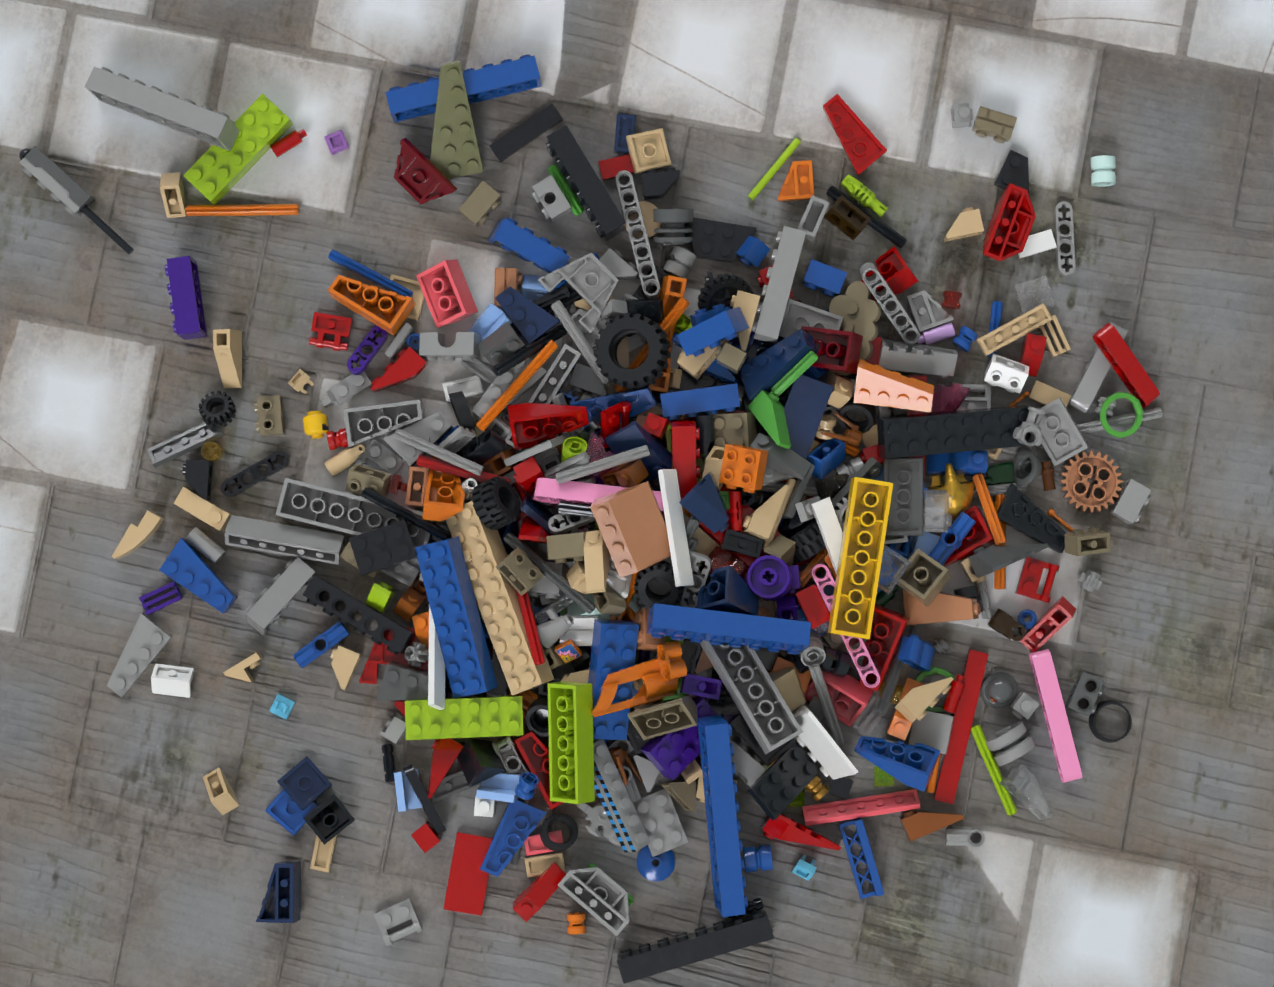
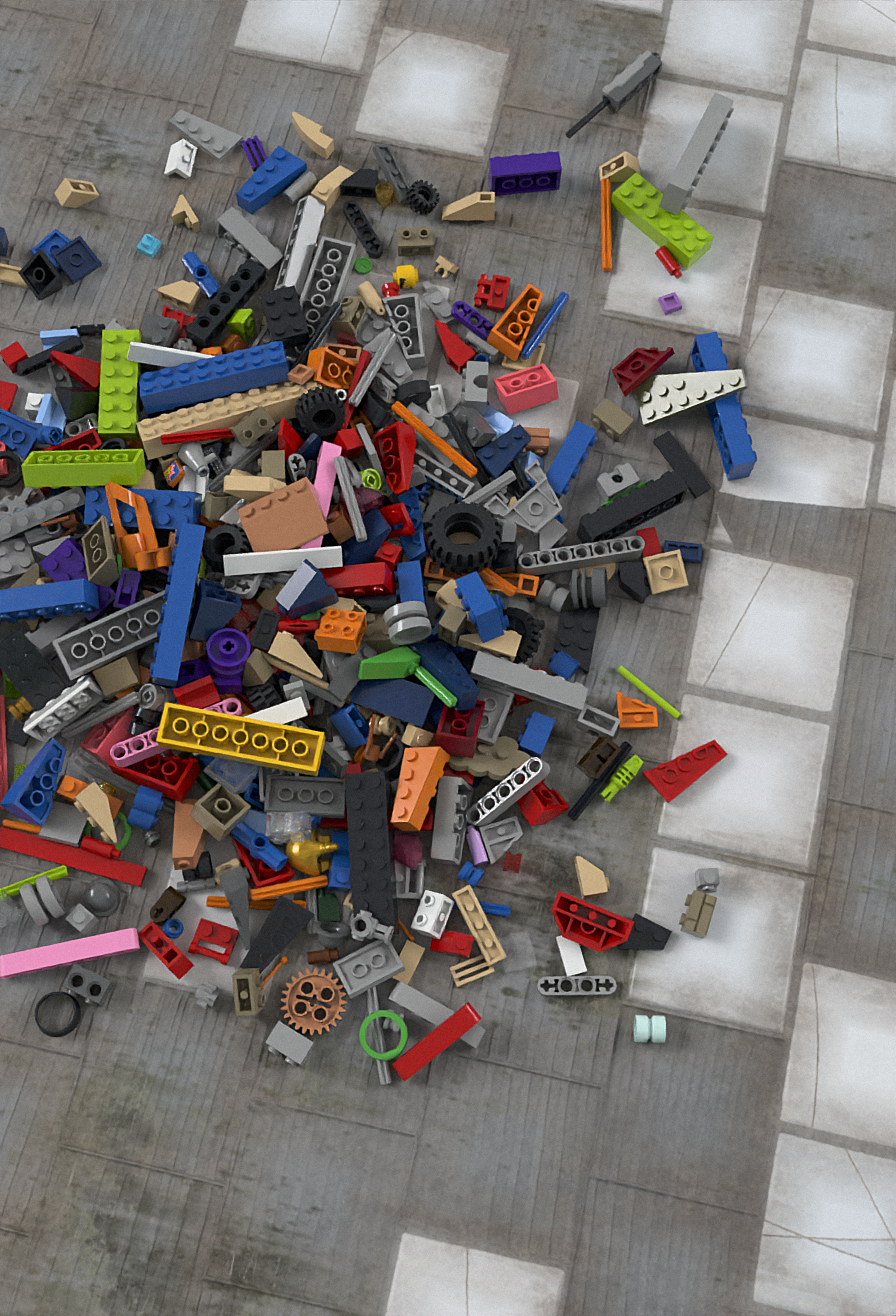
camera: 90 degrees right, 15 degrees down
(299, 471) = (363, 265): none -> bright green piece
(455, 525) = (300, 374): none -> nougat plate
(733, 401) = (407, 622): none -> light grey wheel

